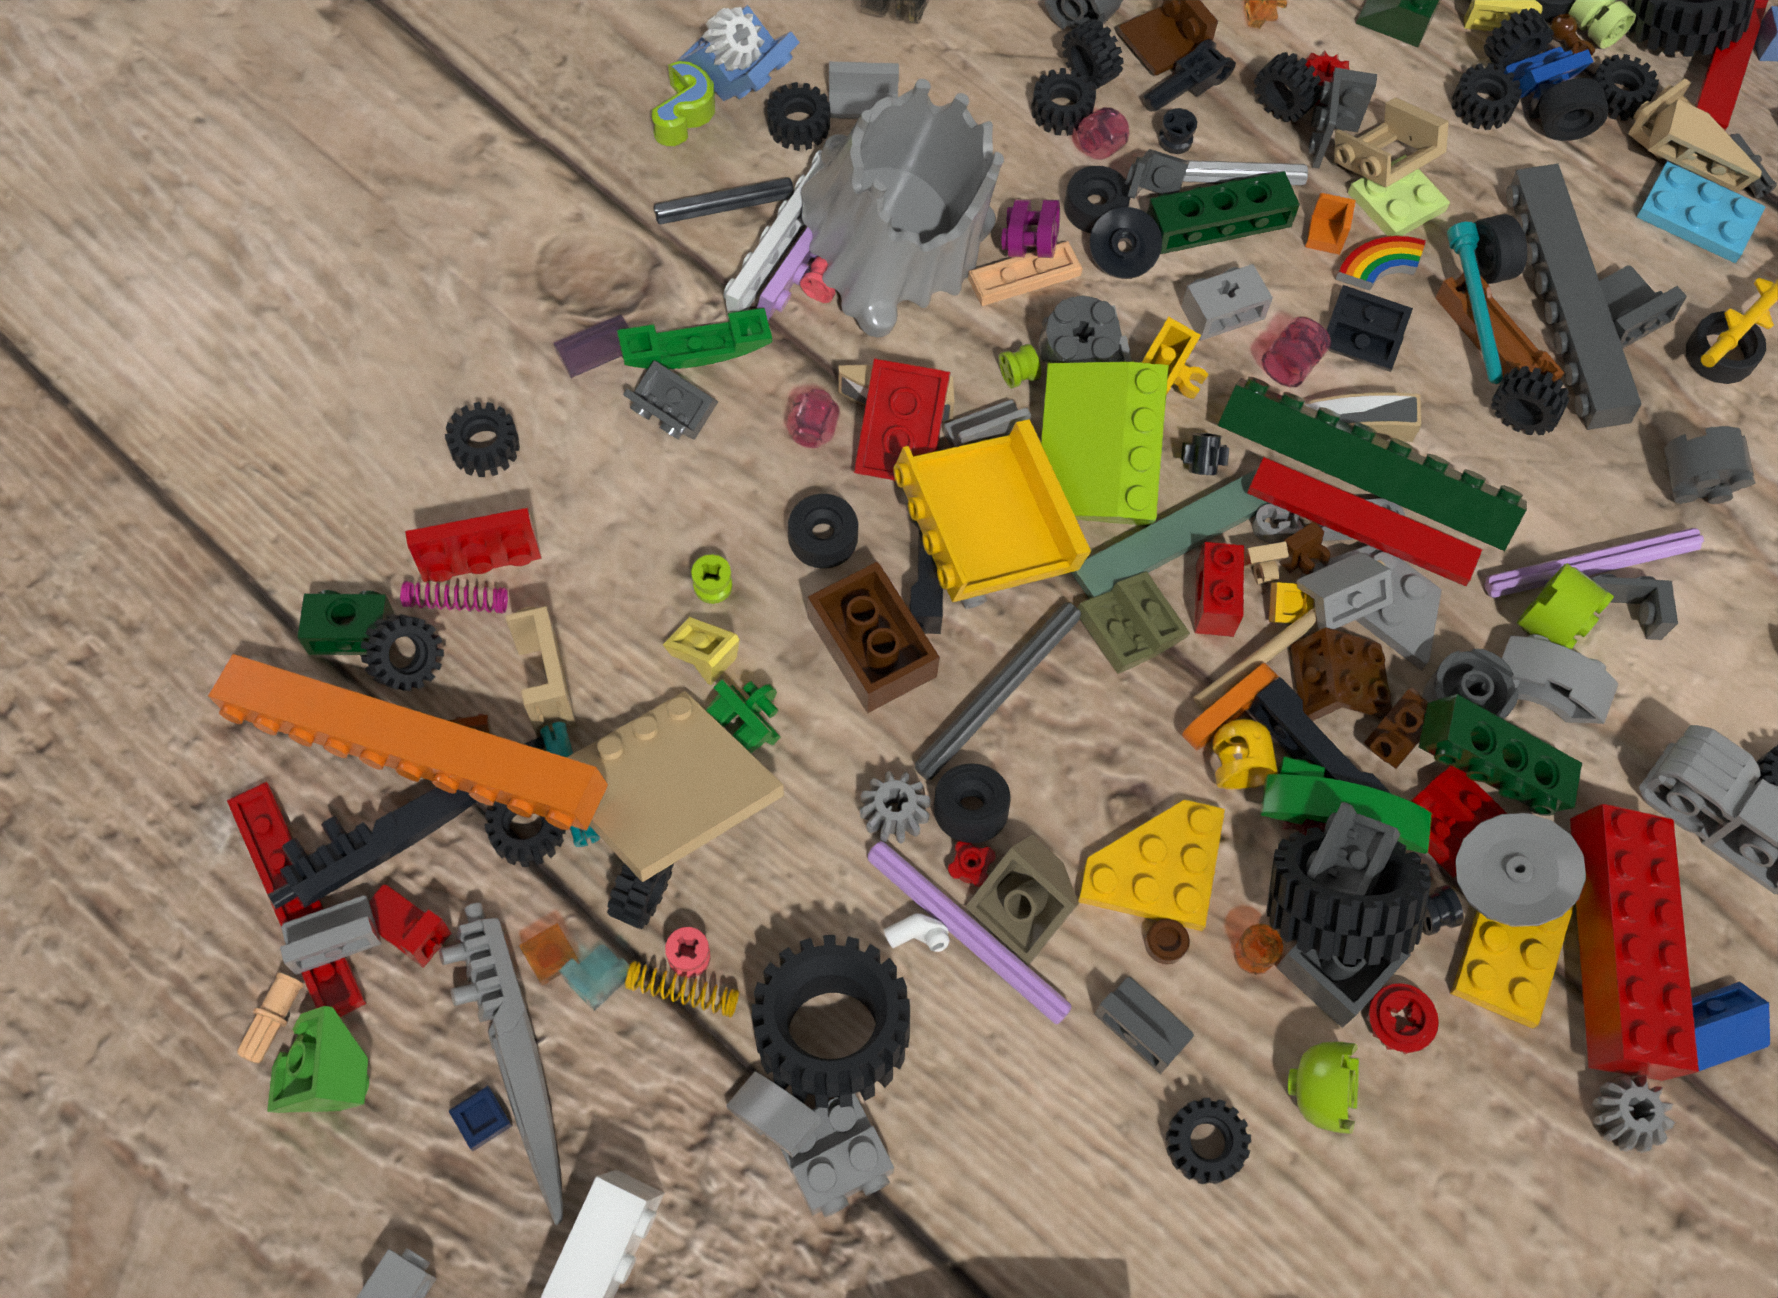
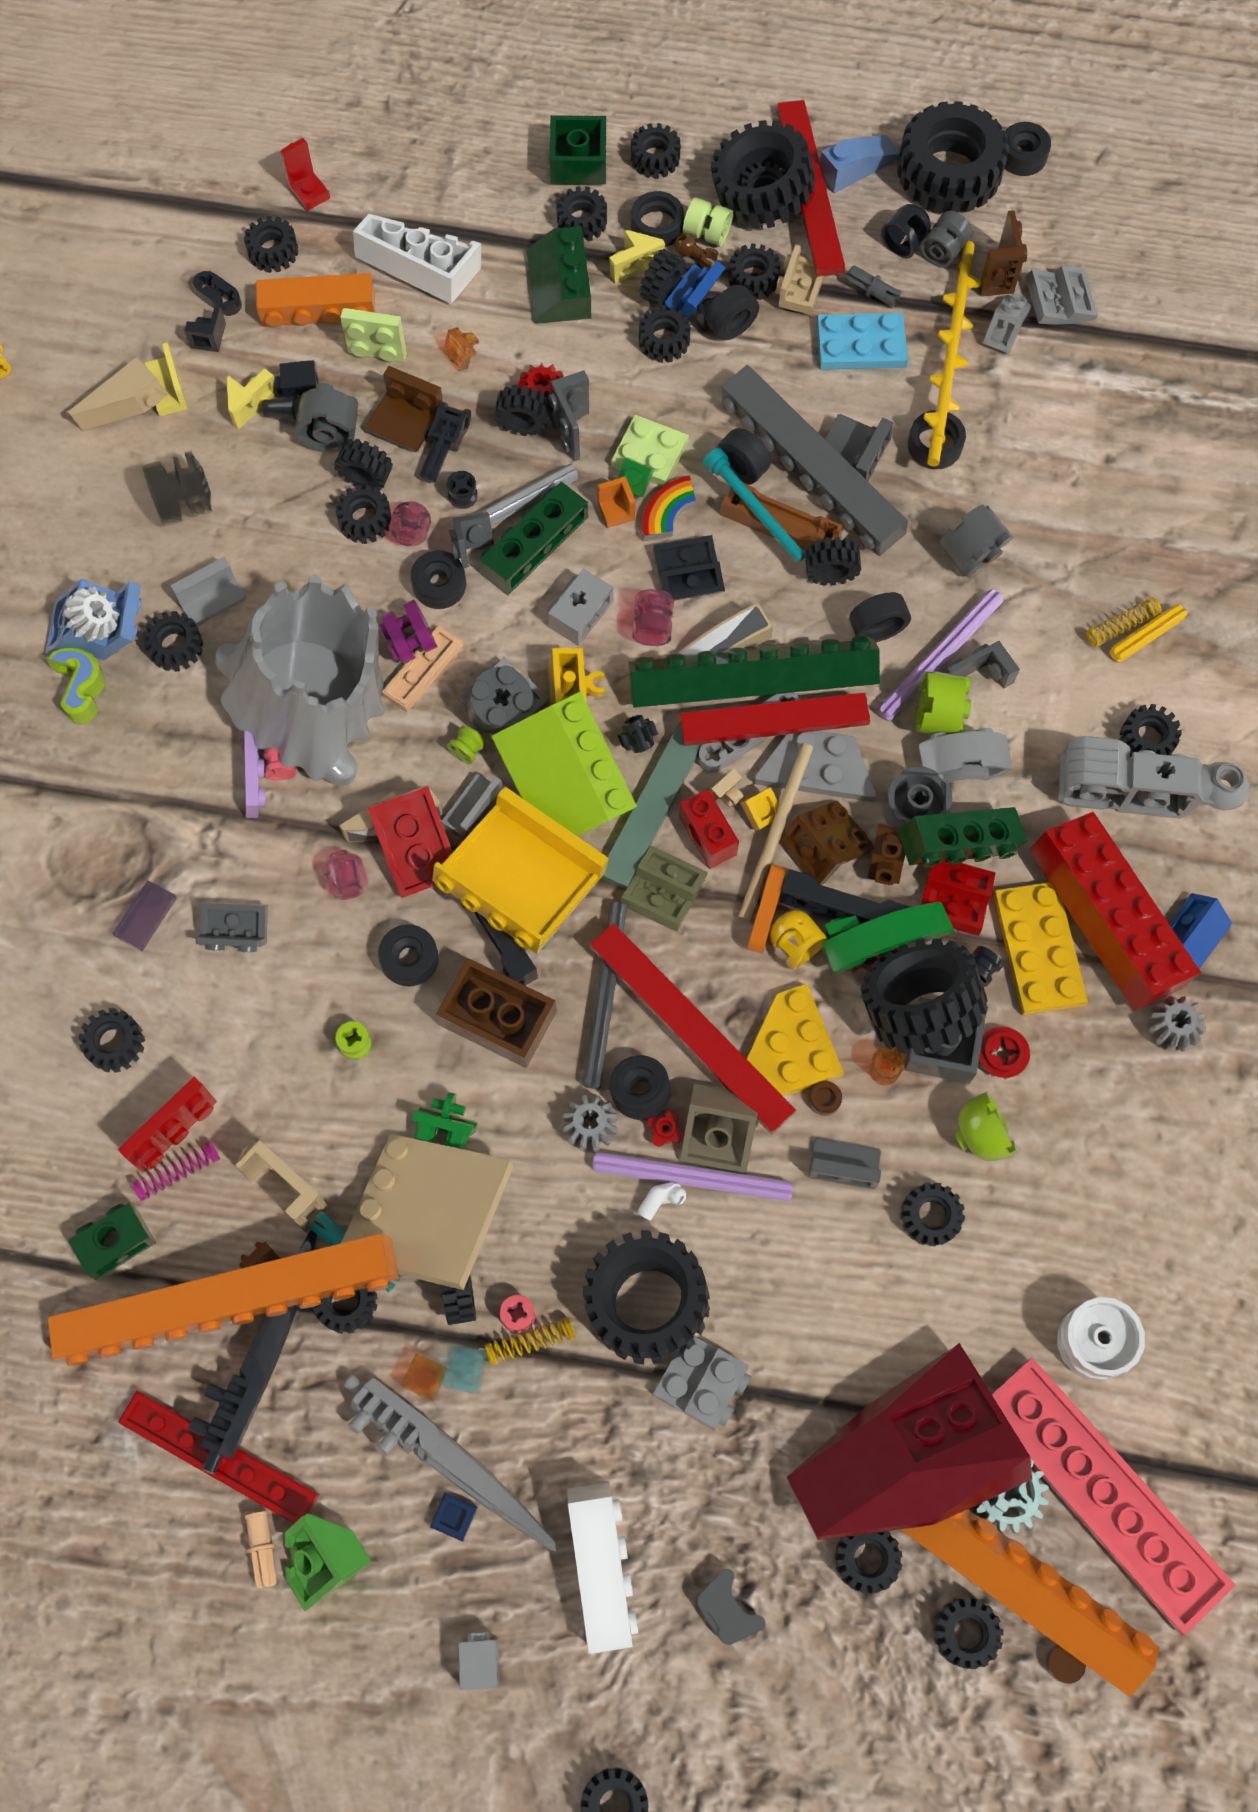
camera: 30 degrees left, 5 degrees up
(329, 935) = (263, 1465): light grey panel -> none
(407, 926) = (309, 1424): red bracket -> none
(424, 658) = (154, 1236): black tyre -> none
(698, 345) = (220, 869): green slope -> none
(705, 647) = (381, 1094): light yellow slope -> none
(723, 200) = (161, 743): black axle -> none
(771, 249) = (223, 754): white plate -> none
(774, 1113) = (648, 1382): light grey slope -> none
(1068, 780) = (692, 1028): none -> red tile
(1130, 226) = (485, 588): black dish -> none
(1305, 546) = (746, 761): reddish brown tile -> none
(1348, 590) = (795, 778): light grey panel -> none
(1352, 852) = (912, 969): dark grey bracket -> none
(1368, 211) = (637, 475): none -> green plate
(1402, 123) = (623, 391): tan panel -> none
(1520, 869) = (1019, 907): light grey piece -> none
(1554, 469) = (880, 616): none -> black tyre
(1702, 146) = (833, 292): tan slope -> none

